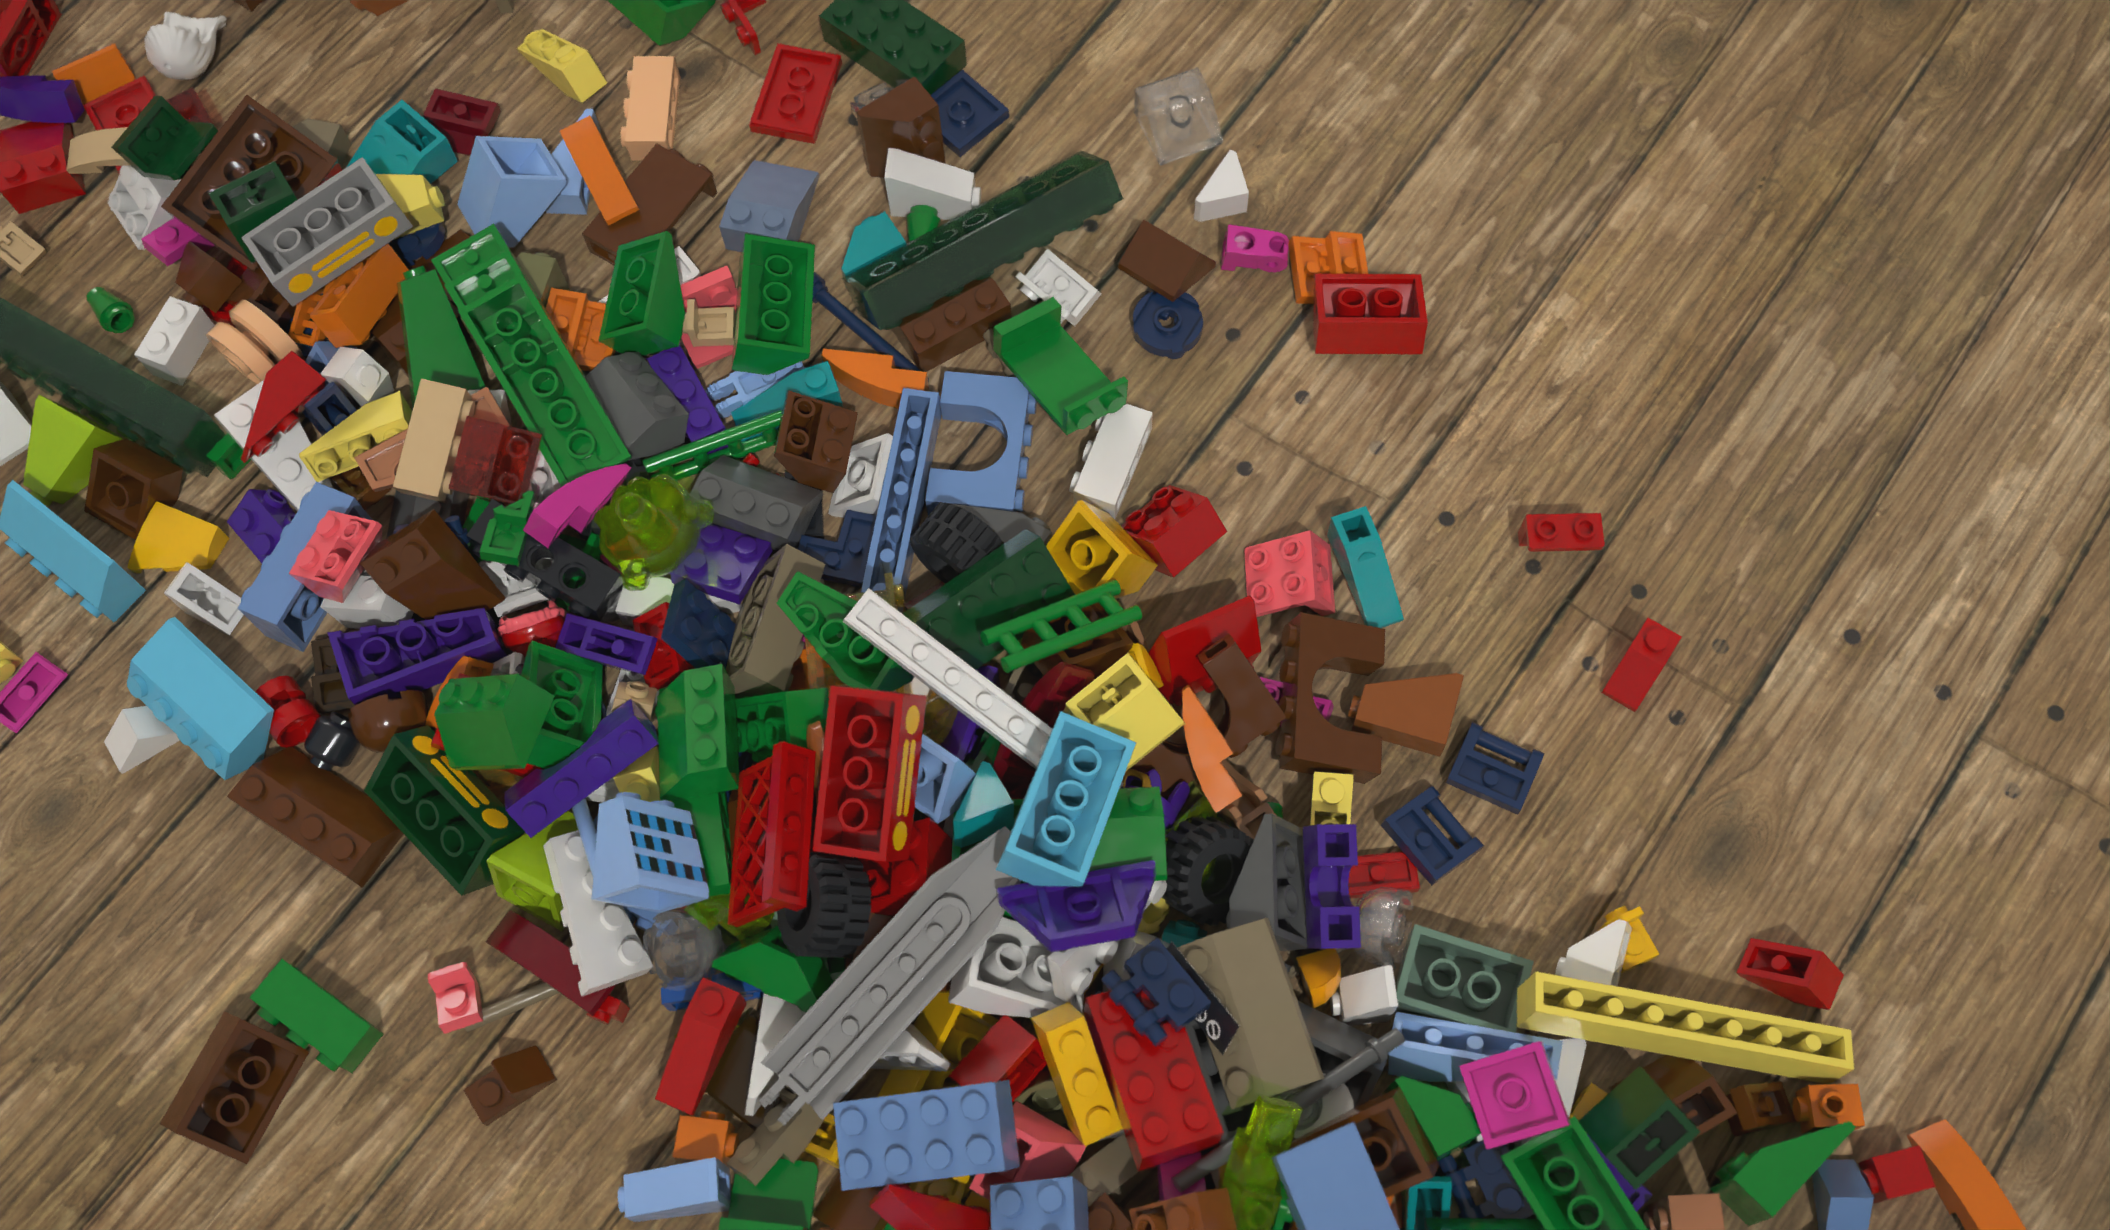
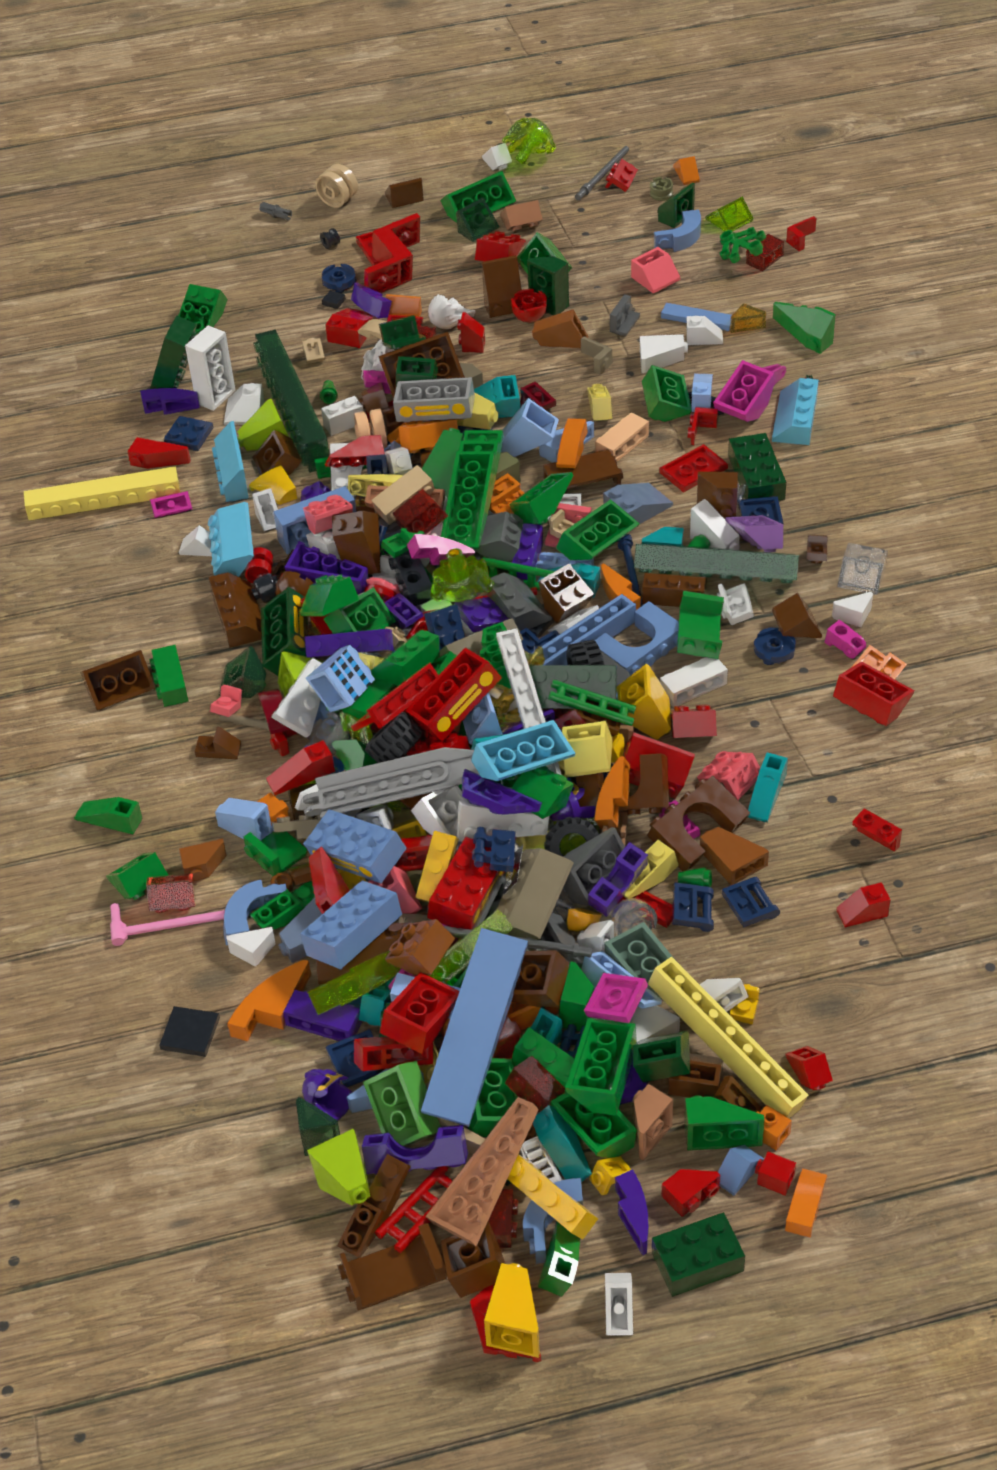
camera: 40 degrees right, 20 degrees down
(260, 64) = (472, 334): none -> red slope
(438, 928) = (245, 673): none -> clear green slope
(1003, 148) = (759, 531): none -> medium lavender slope
(1089, 124) = (817, 548): none -> reddish brown bracket
(1396, 785) = (696, 877): none -> green cone

